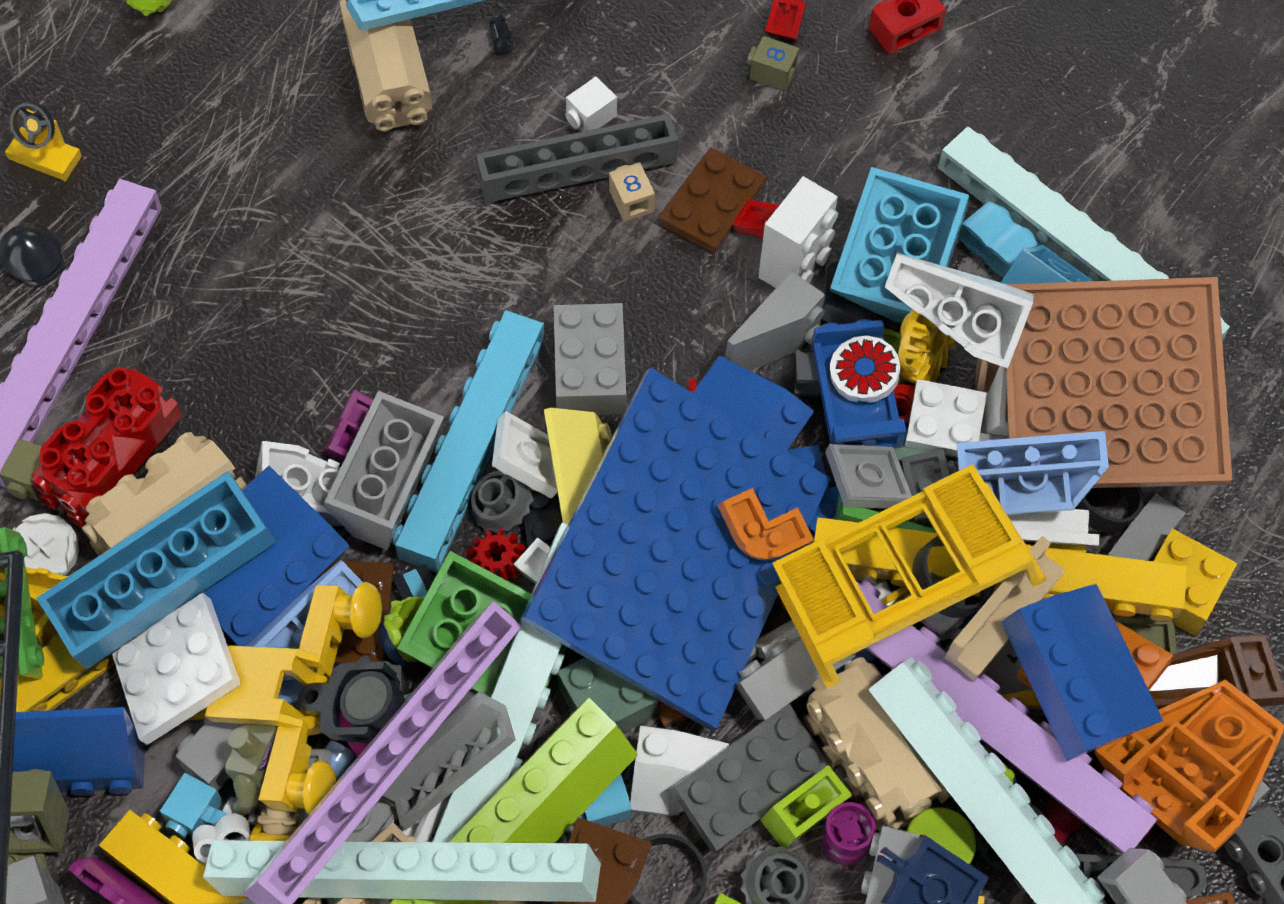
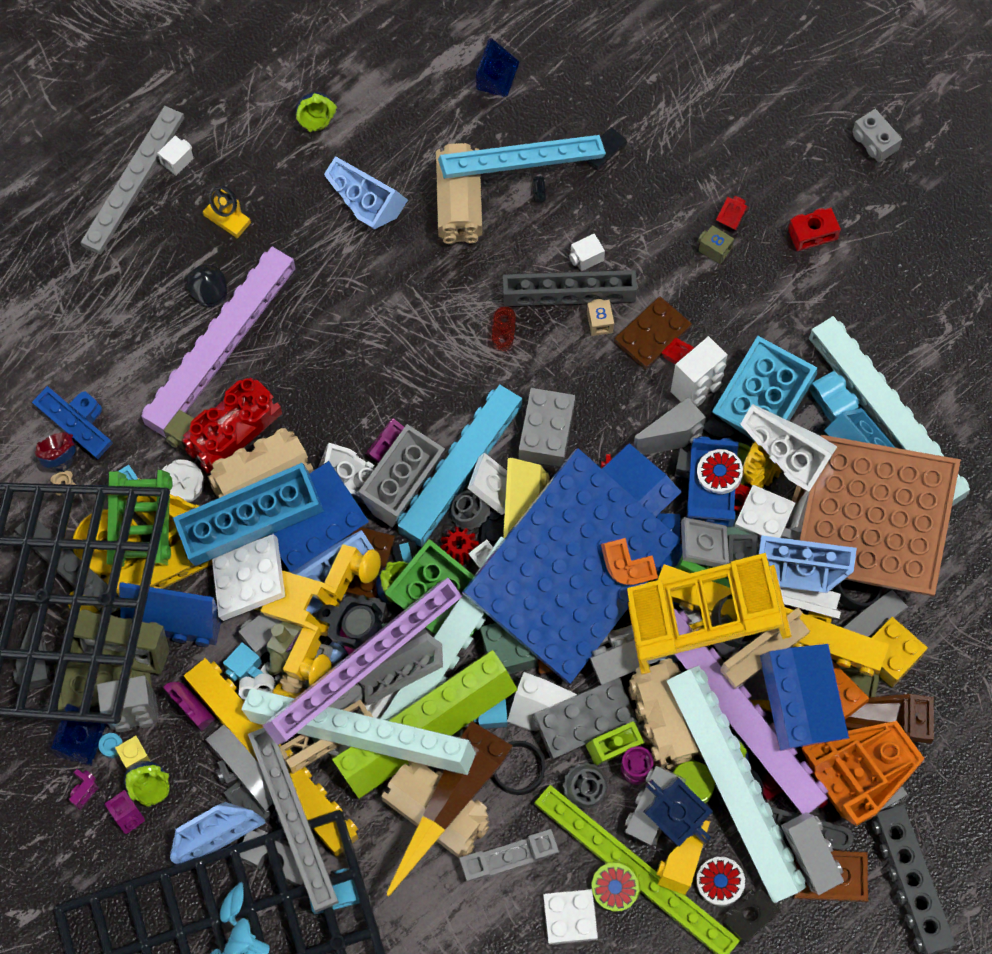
camera: 15 degrees right, 5 degrees up
(248, 85) = (366, 196): none -> light blue wedge
(492, 235) = (503, 329): none -> clear red plate

